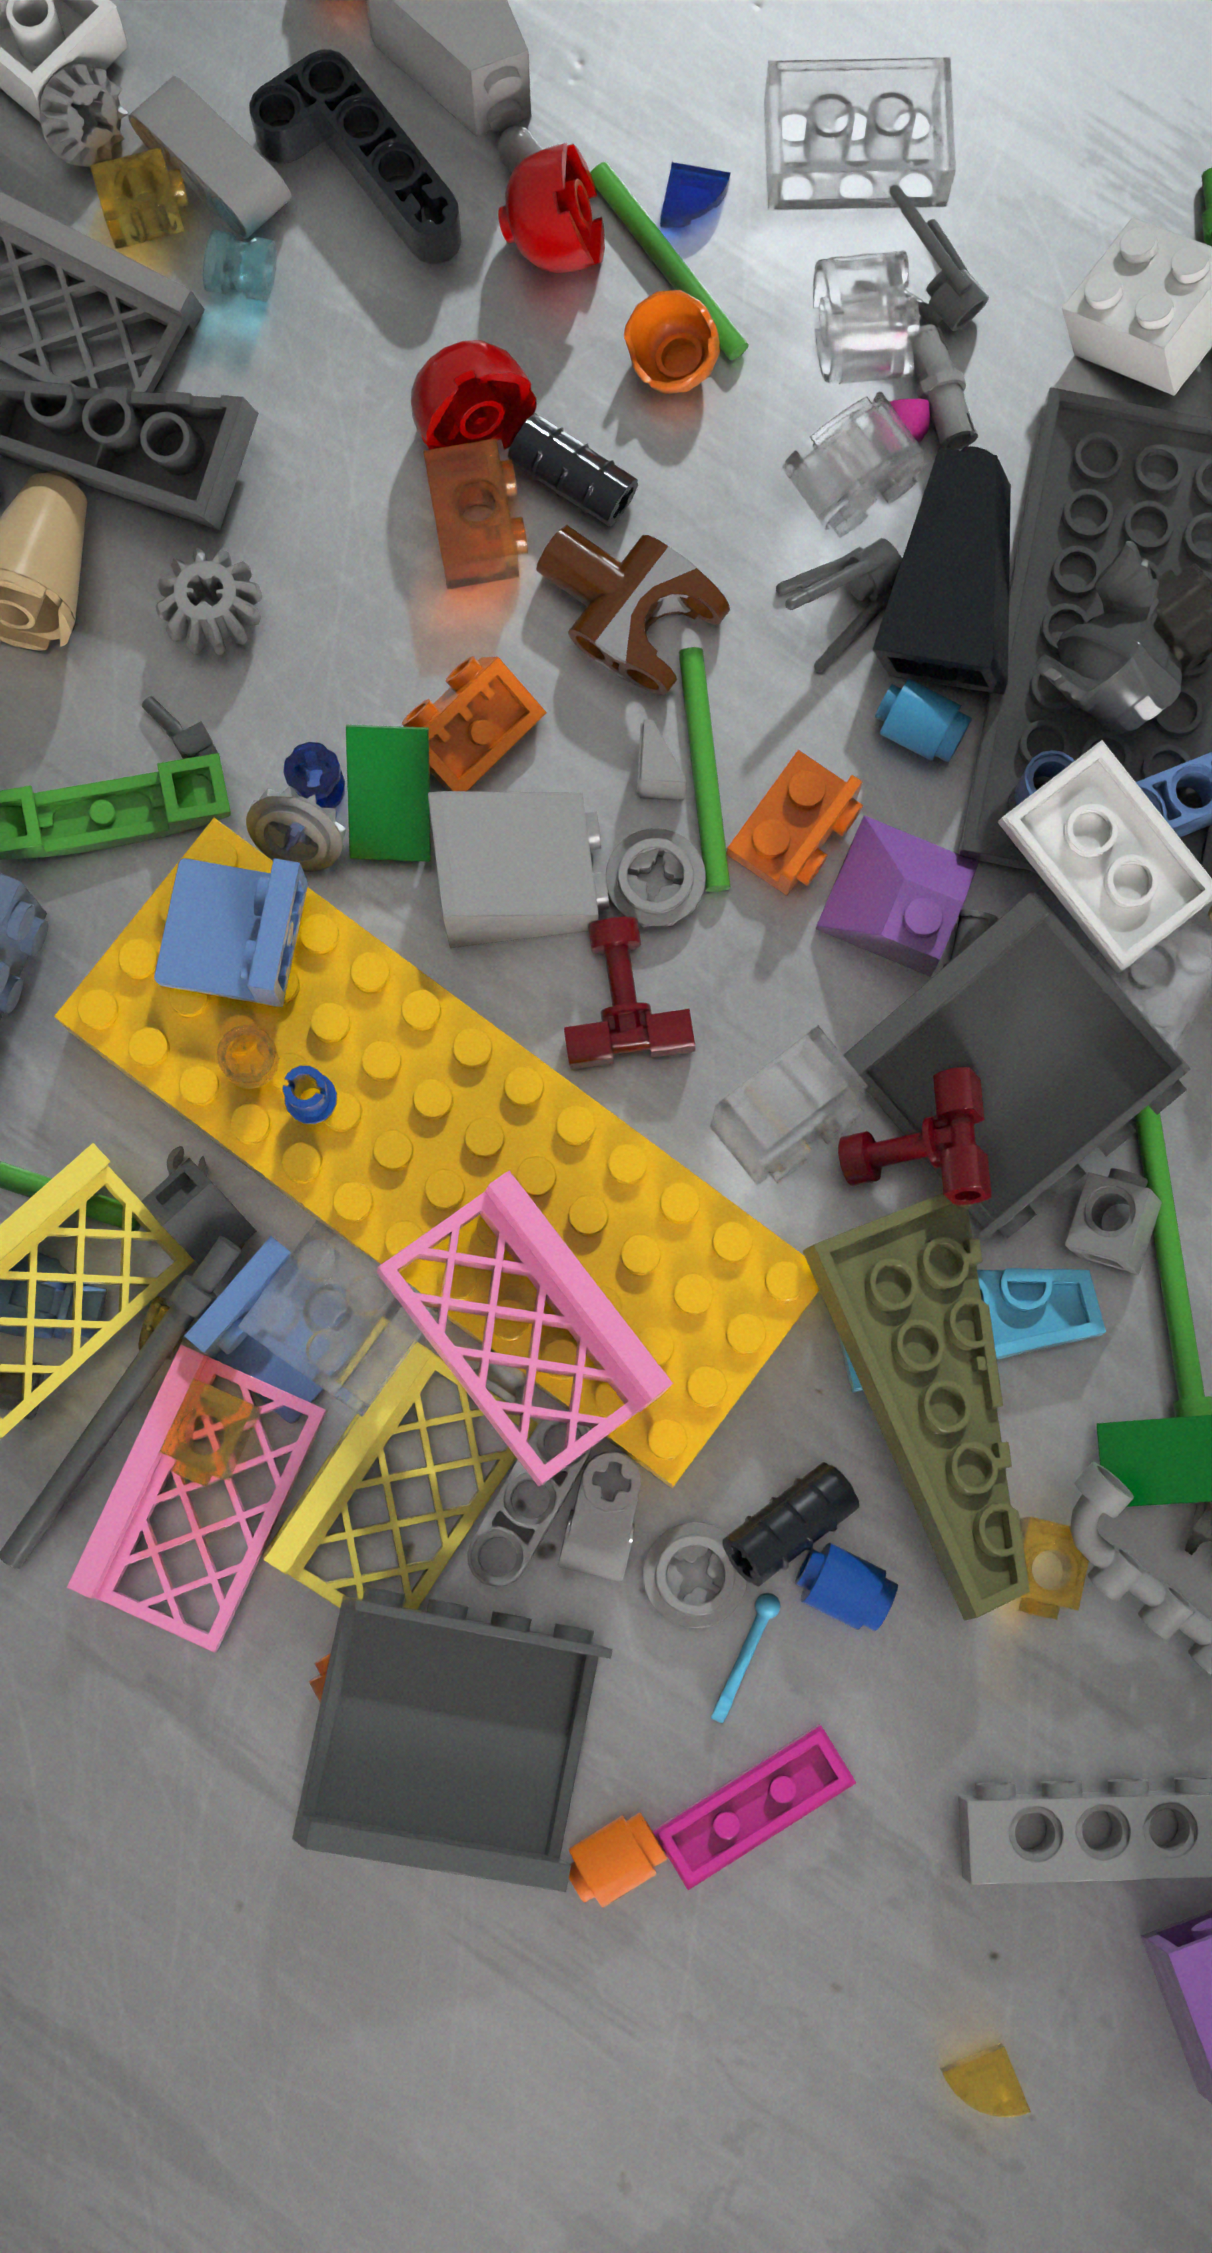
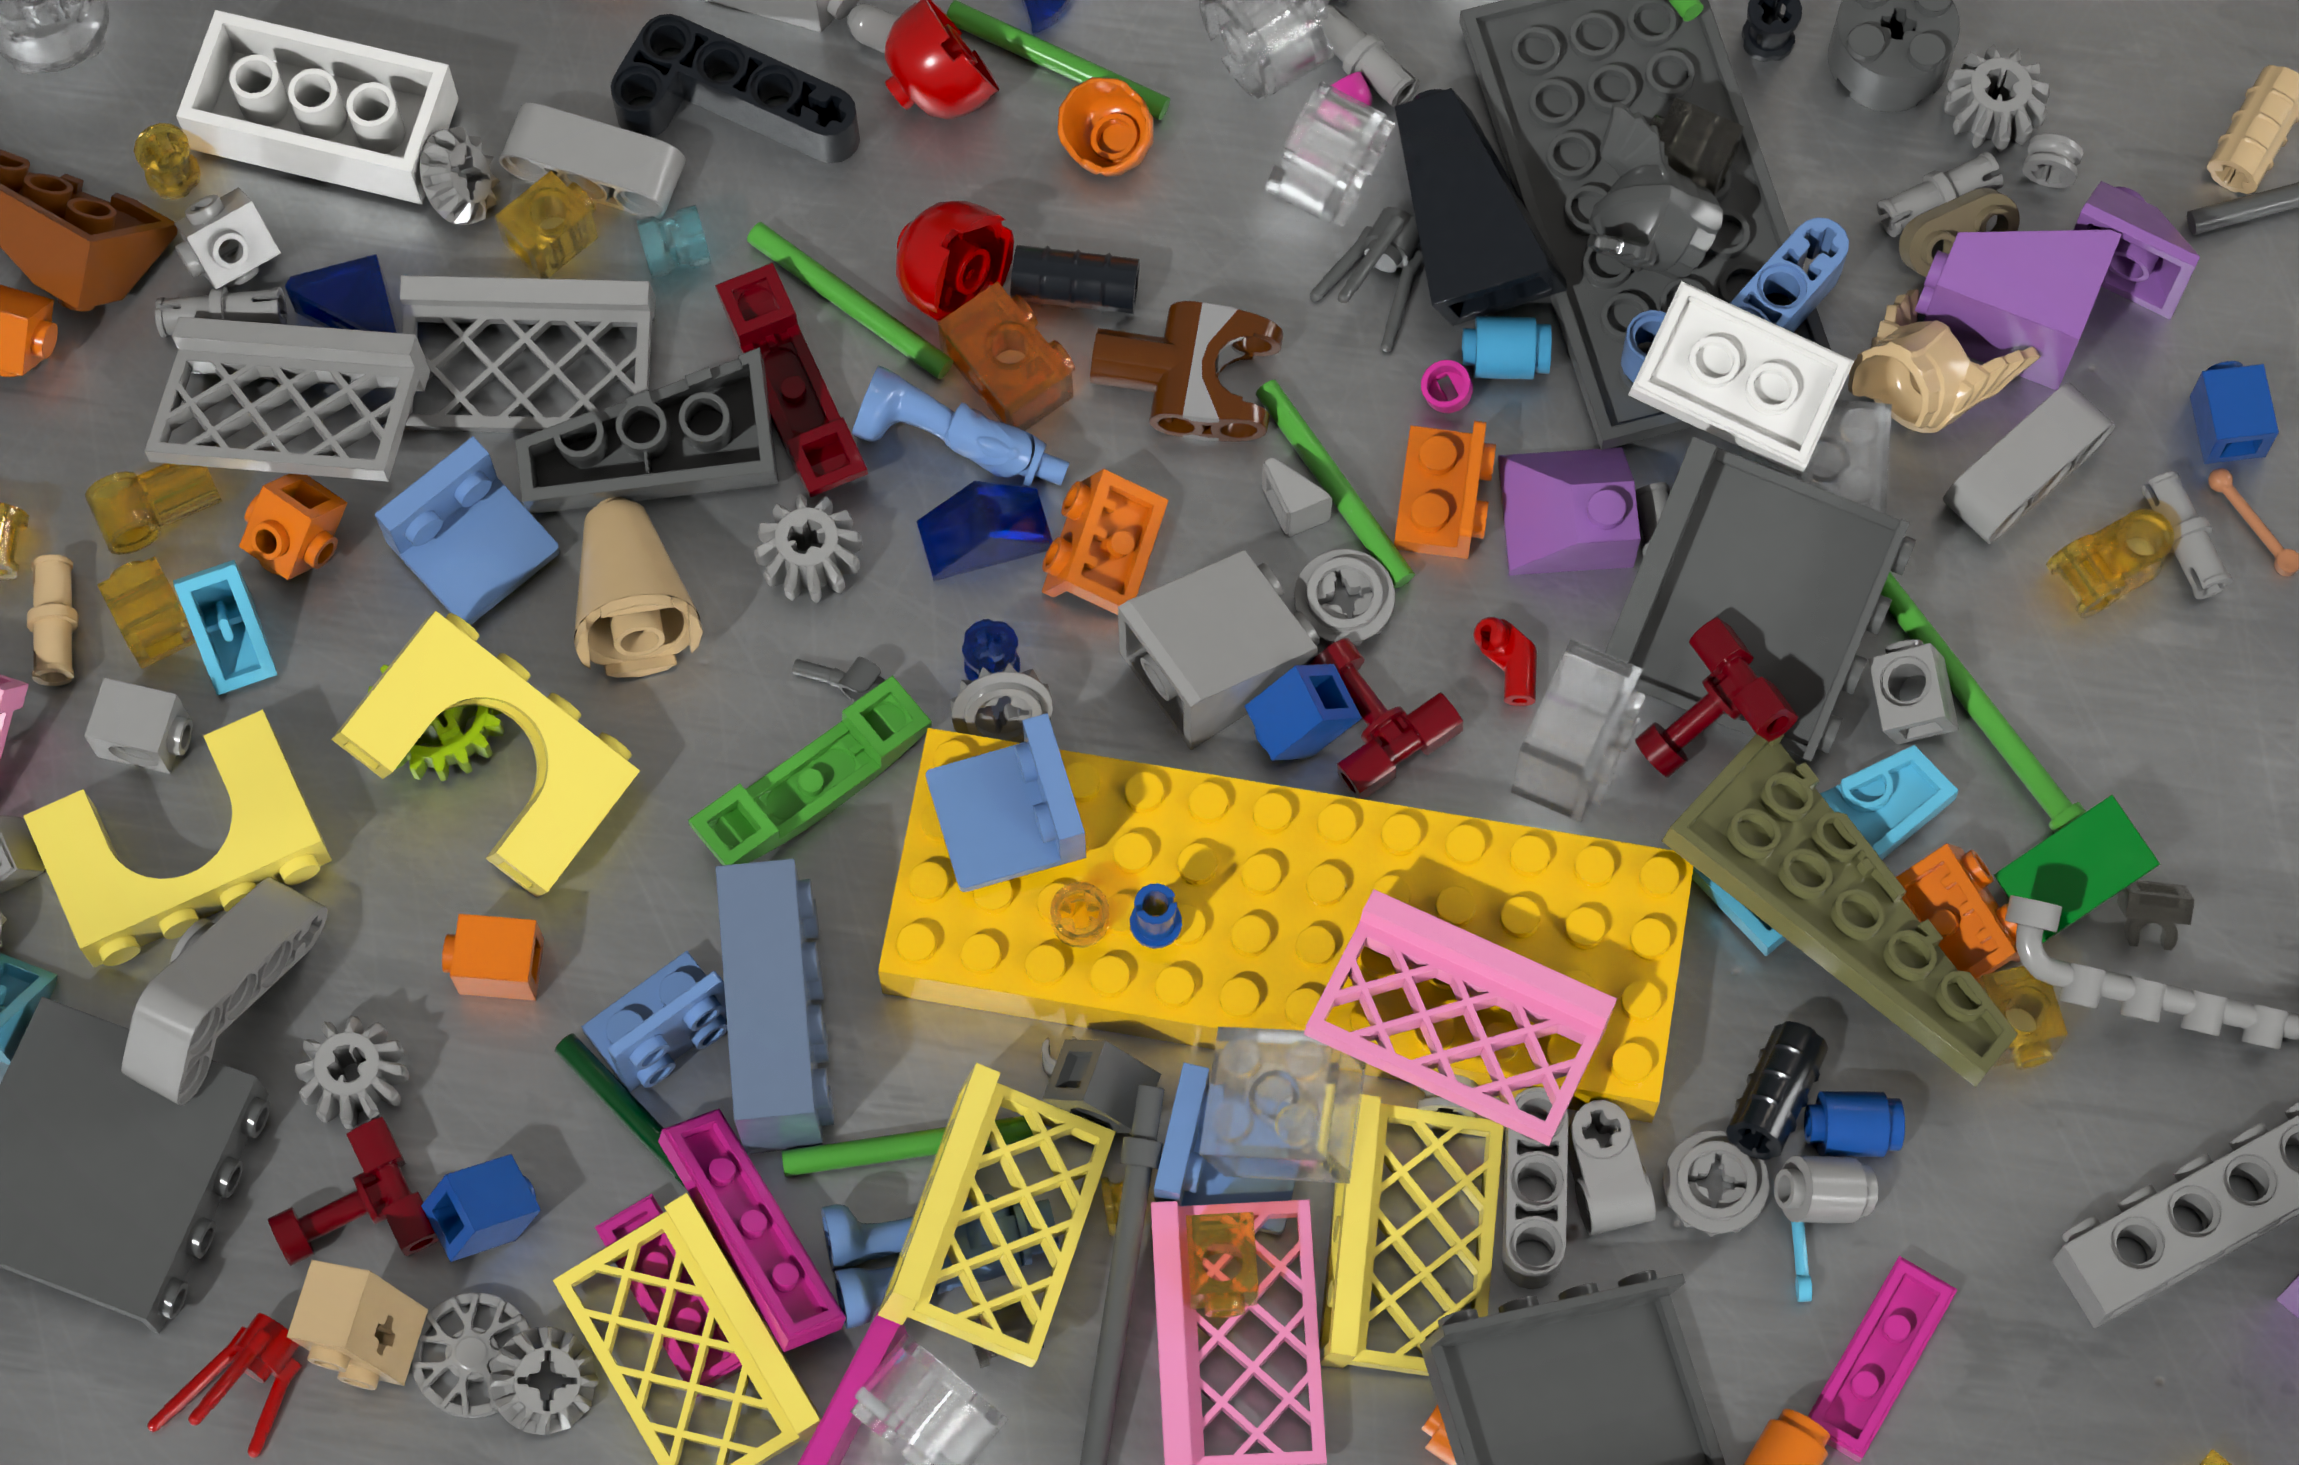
camera: 25 degrees left, 10 degrees down
(277, 454) = (797, 394): none -> dark red slope
(368, 394) = (850, 300): none -> bright green bar
(374, 659) = (983, 528): none -> clear blue slope
(388, 792) = (1070, 633): green piece -> none
(417, 587) = (967, 431): none -> medium blue piece
(556, 966) = (1302, 712): none -> blue brick
(777, 1004) = (1512, 654): none -> red arm
(785, 1635) = (1826, 1189): none -> light grey brick
(836, 729) = (1436, 396): none -> dark pink hinge
(1046, 1441) = (1954, 896): none -> orange bracket

